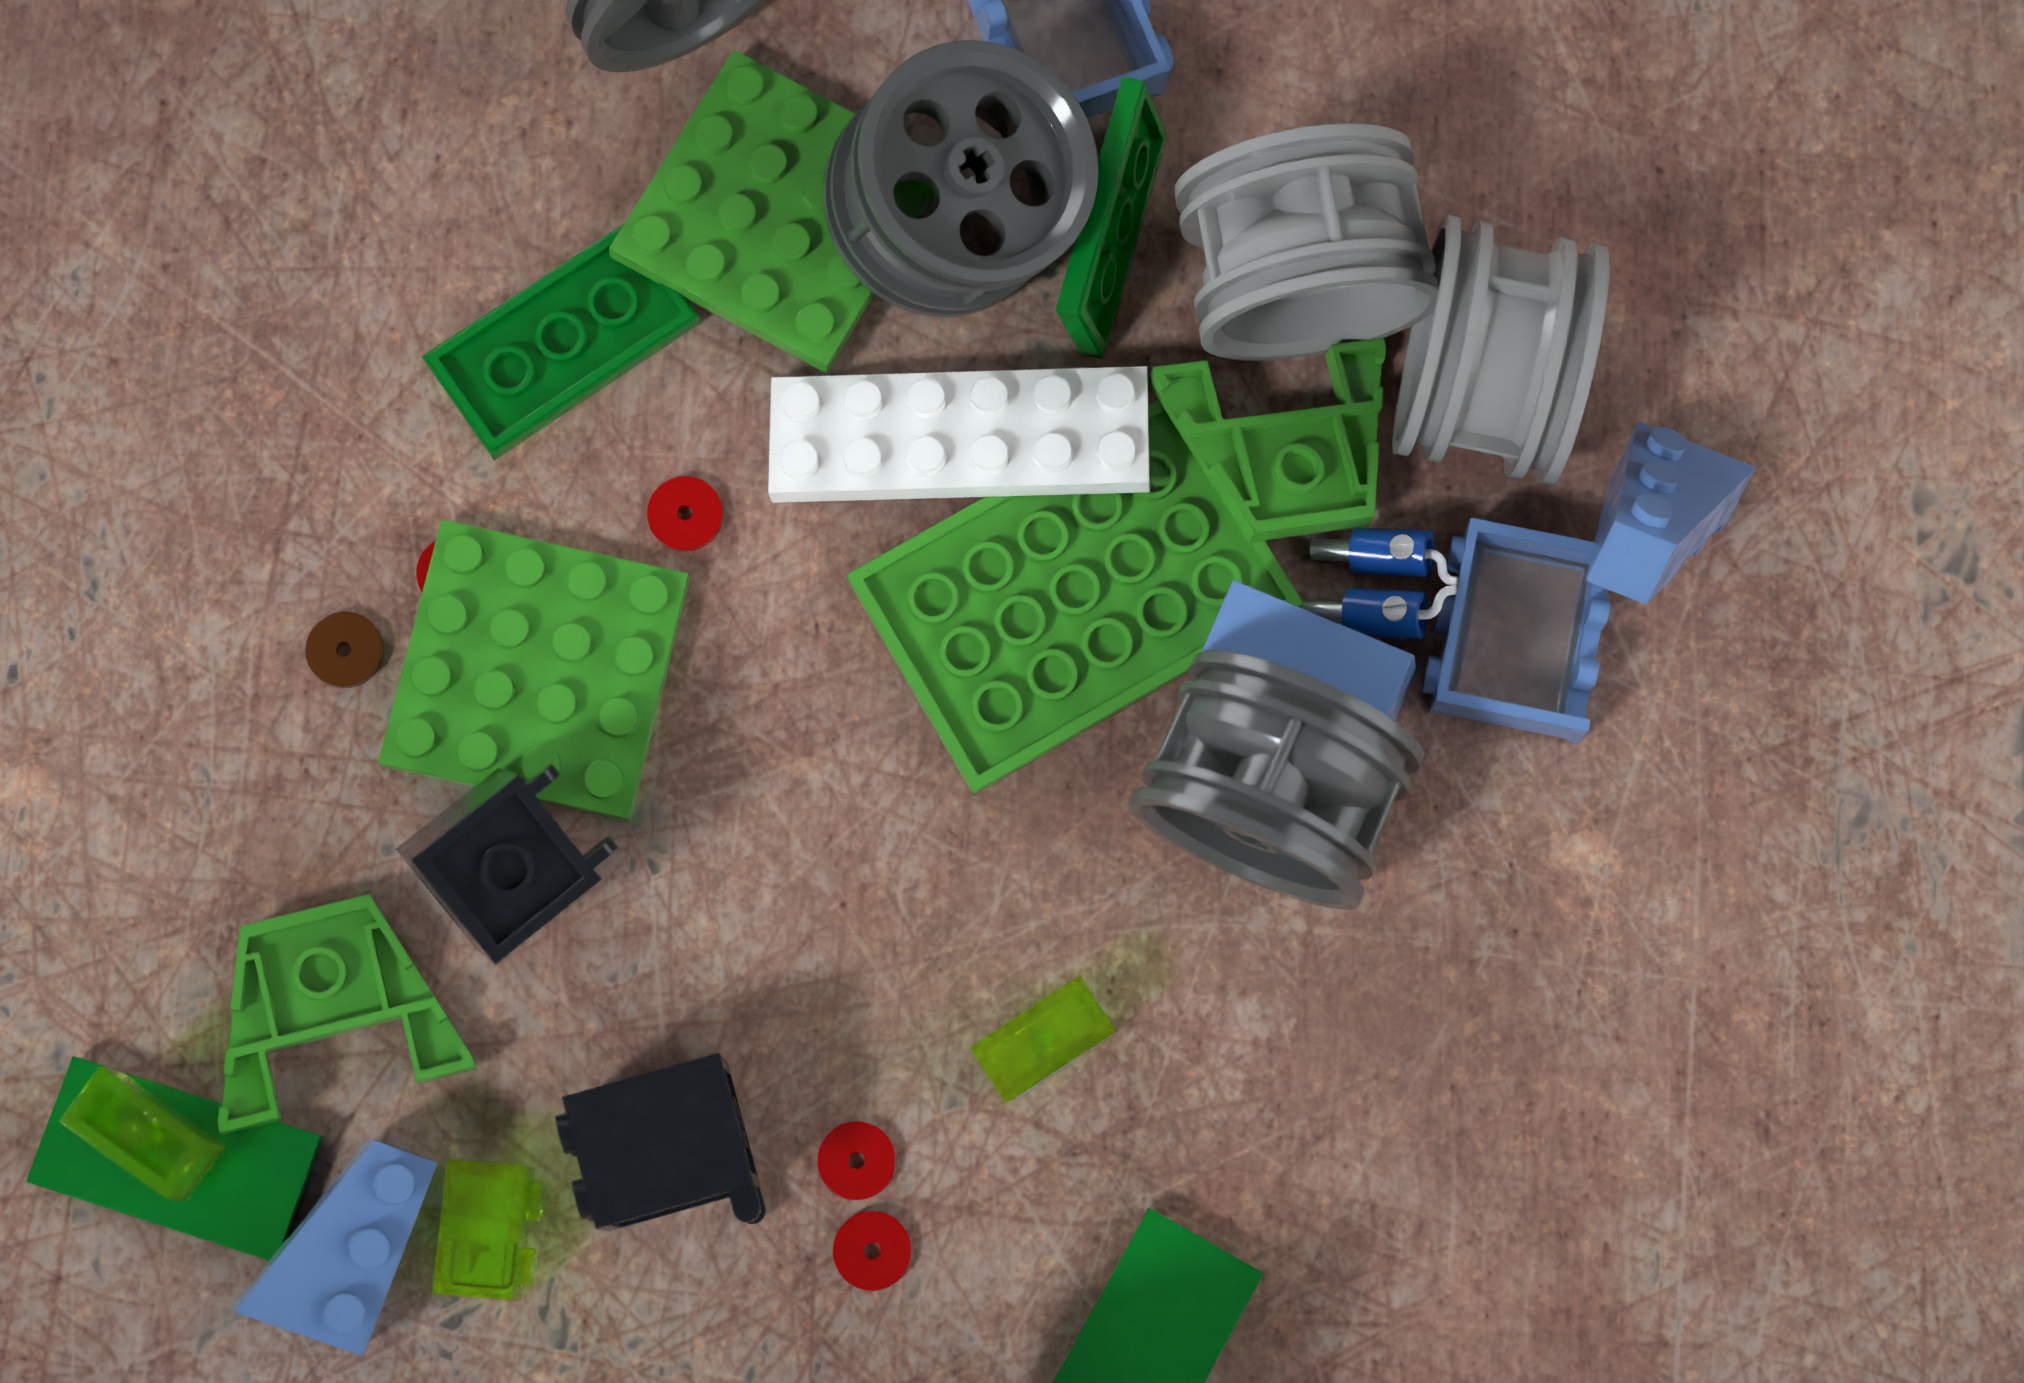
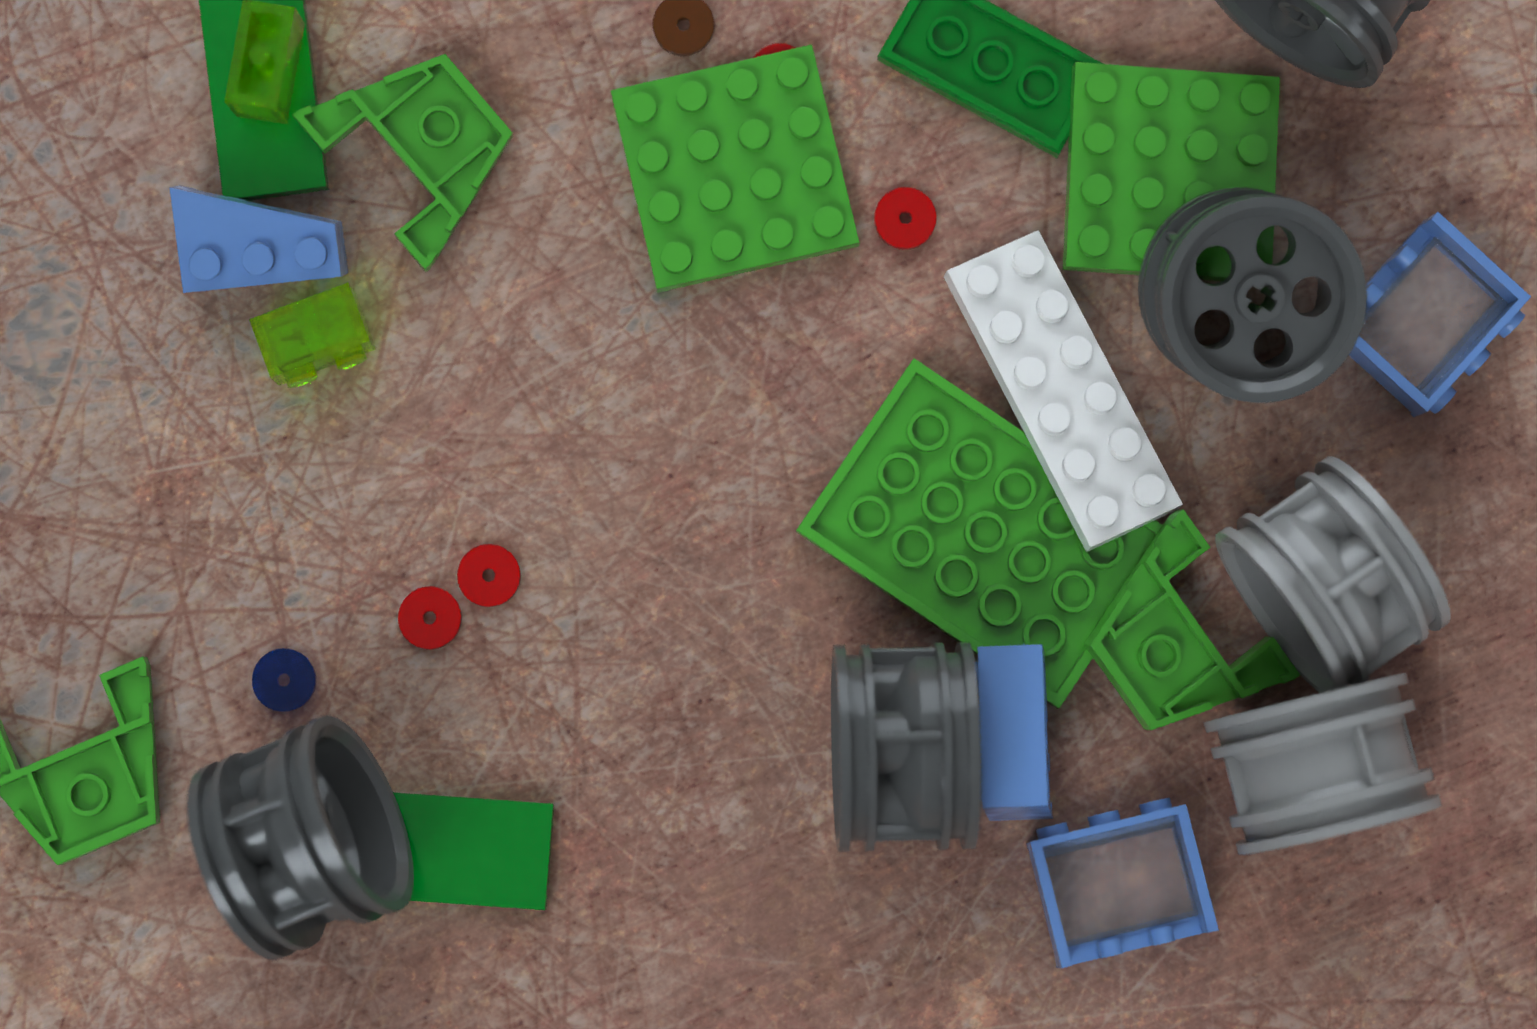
camera: 70 degrees right, 5 degrees up
(502, 862) = (571, 212): black container -> none
(660, 1146) = (427, 430): black container -> none
(1041, 1041) = (634, 667): clear neon green brick -> none
(1110, 235) = (1286, 425): green tile -> none
(1389, 554) = (1082, 770): blue piece -> none
(1661, 510) = (1263, 947): medium blue wedge -> none

